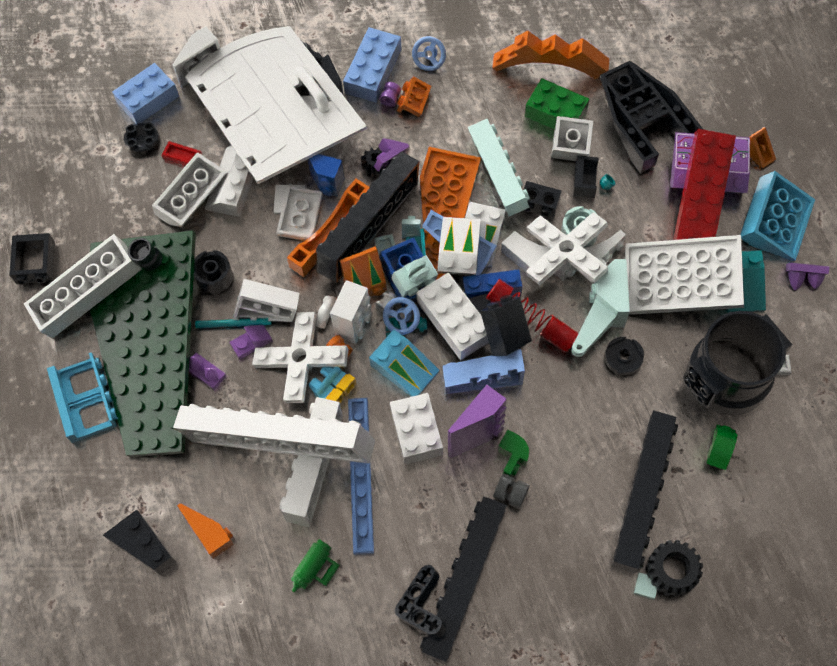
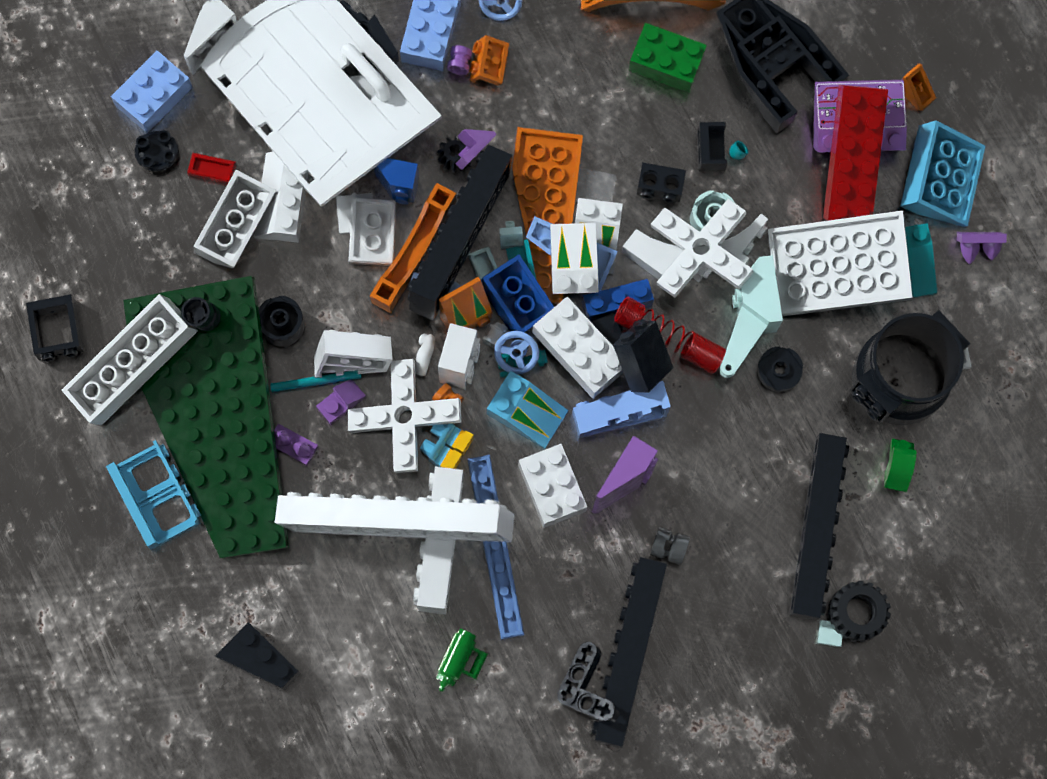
camera: 15 degrees left, 10 degrees up
(210, 532) = (333, 635): orange slope -> none
(414, 276) = (528, 304): light aqua brick -> none
(498, 167) = (606, 147): light aqua brick -> none
(516, 449) = (671, 497): green brick -> none
(571, 138) = (691, 100): white slope -> none

